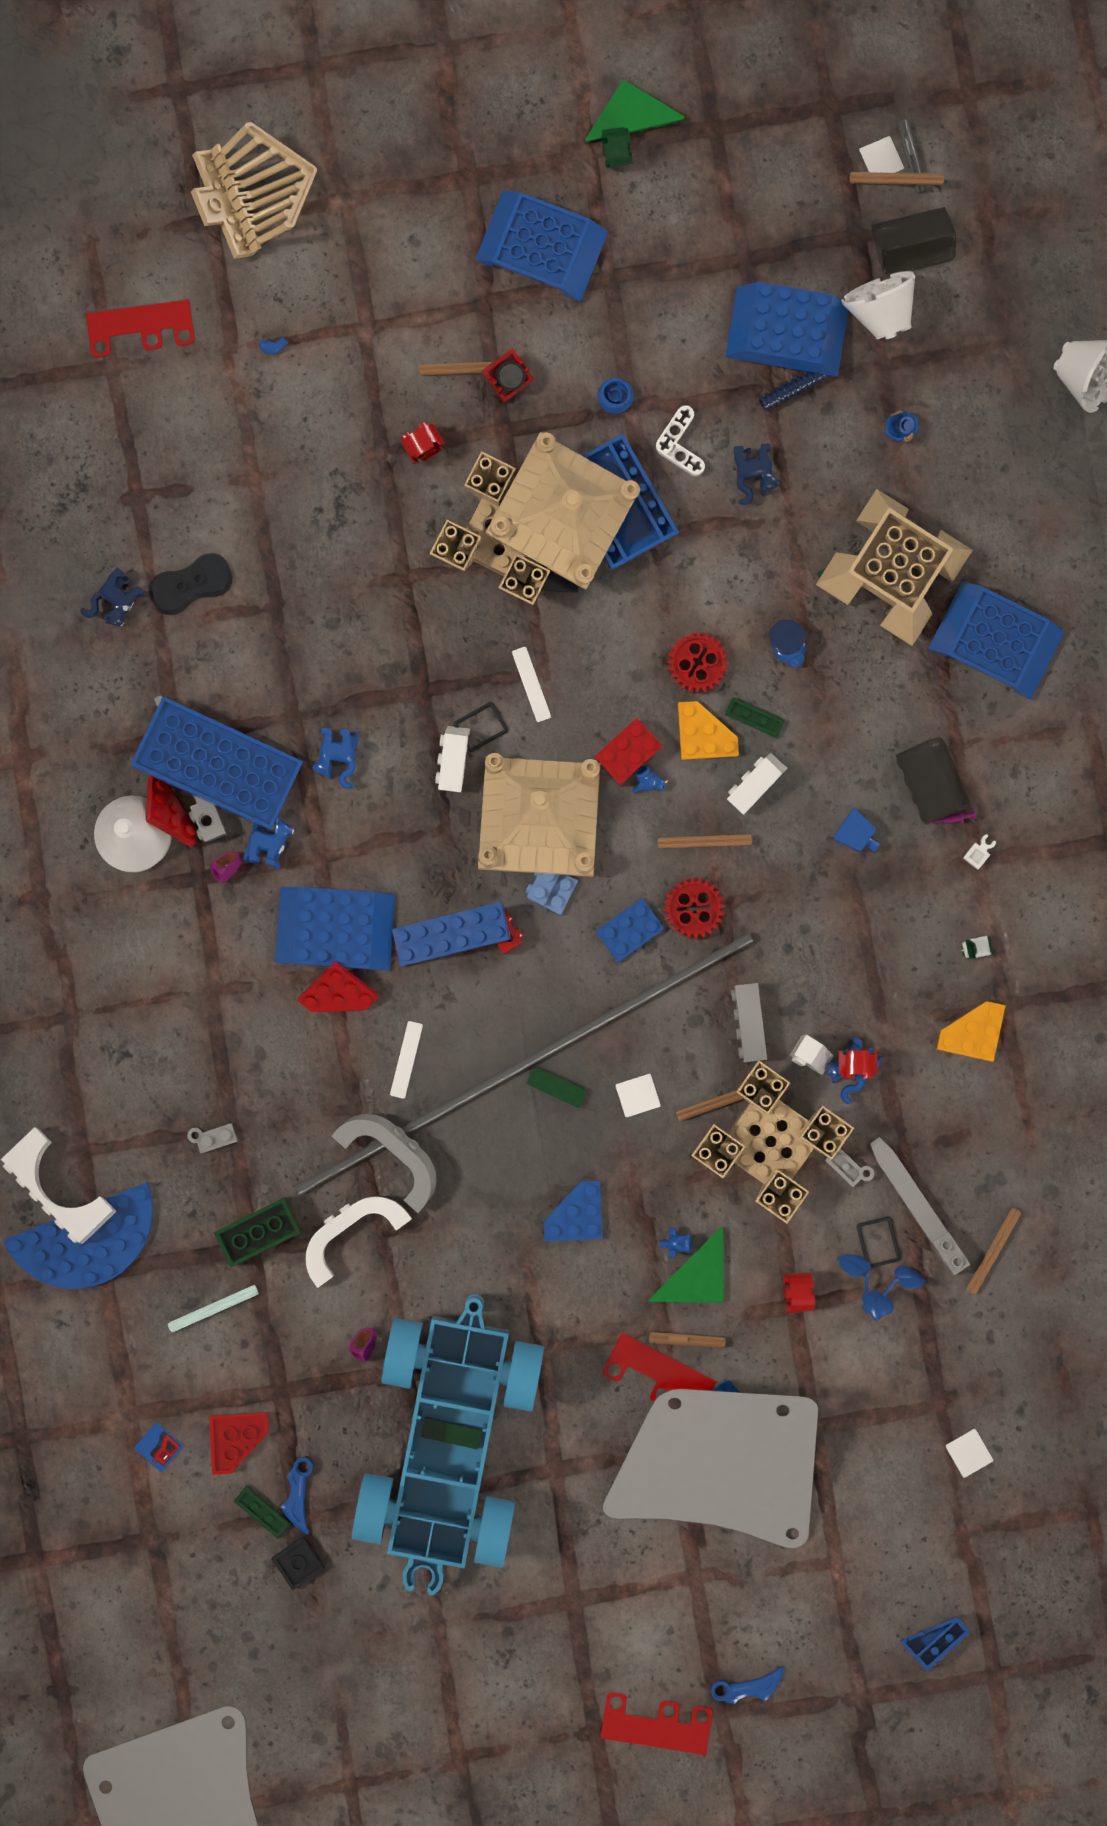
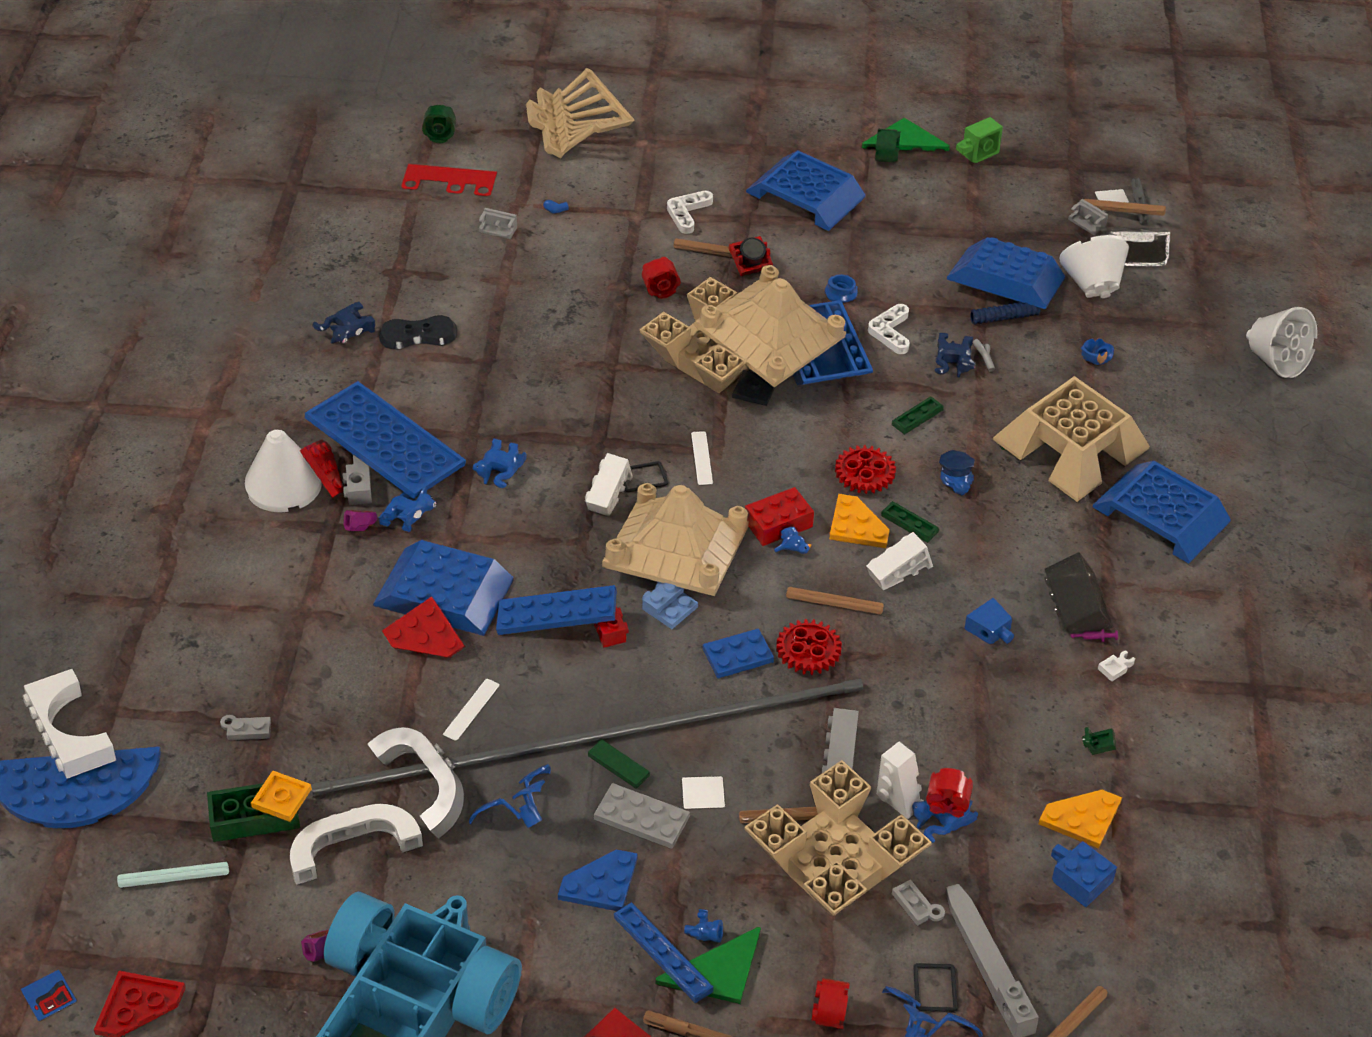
camera: 15 degrees right, 40 degrees down
(101, 247) = (439, 123): none -> dark green brick
(220, 394) = (498, 223): none -> light grey hinge
(281, 1224) = (281, 796): none -> light orange plate
(412, 305) = (700, 200): none -> white beam
(495, 1169) = (529, 811): none -> blue plant
(592, 1137) = (642, 815): none -> light grey plate
(648, 1274) = (663, 952): none -> blue tile
(719, 109) = (981, 140): none -> bright green hinge
(733, 566) = (917, 415): none -> dark green tile
(784, 455) = (984, 351): none -> light grey piece
(859, 204) = (1088, 216): none -> light grey hinge
(983, 1099) = (1082, 872): none -> blue hinge

